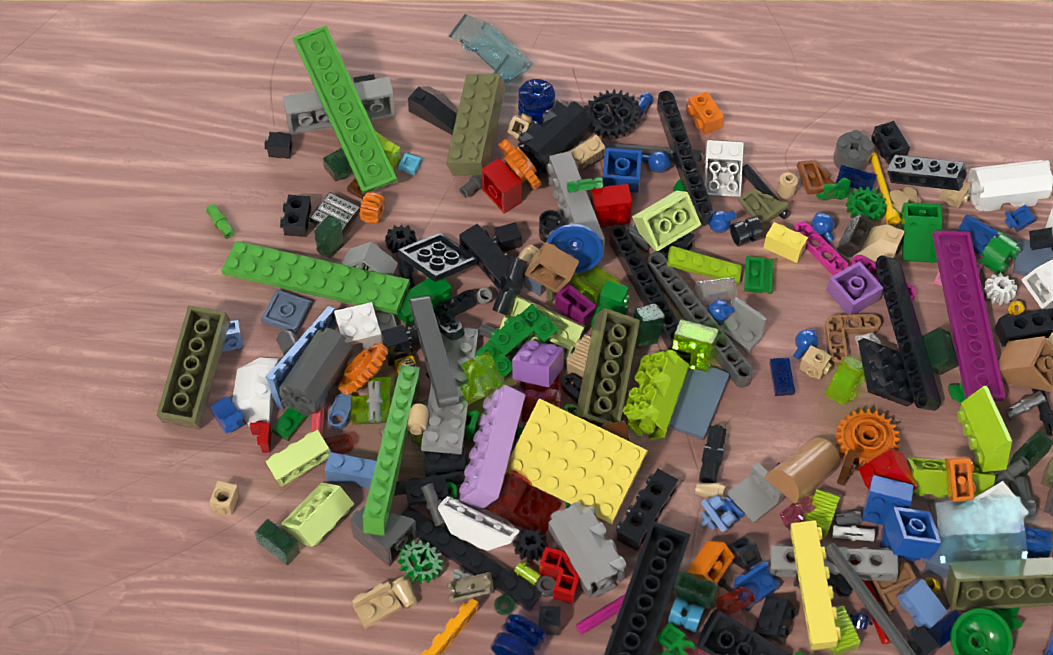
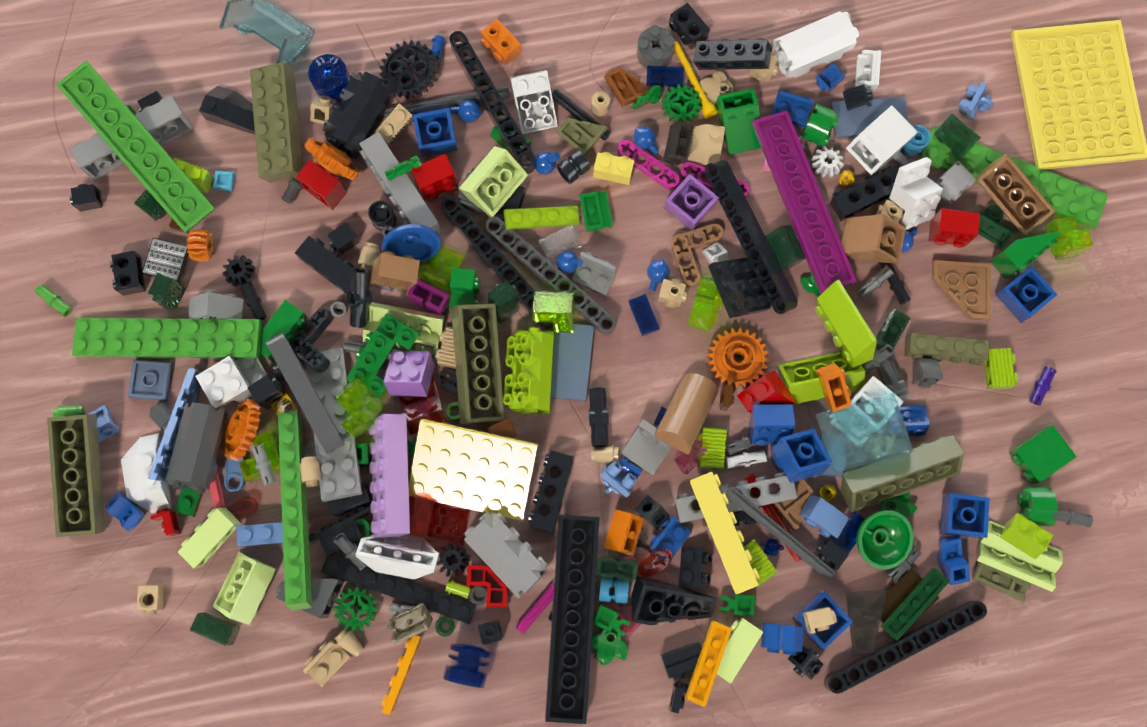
camera: 15 degrees left, 20 degrees up
(437, 256) = (280, 283): black plate -> none

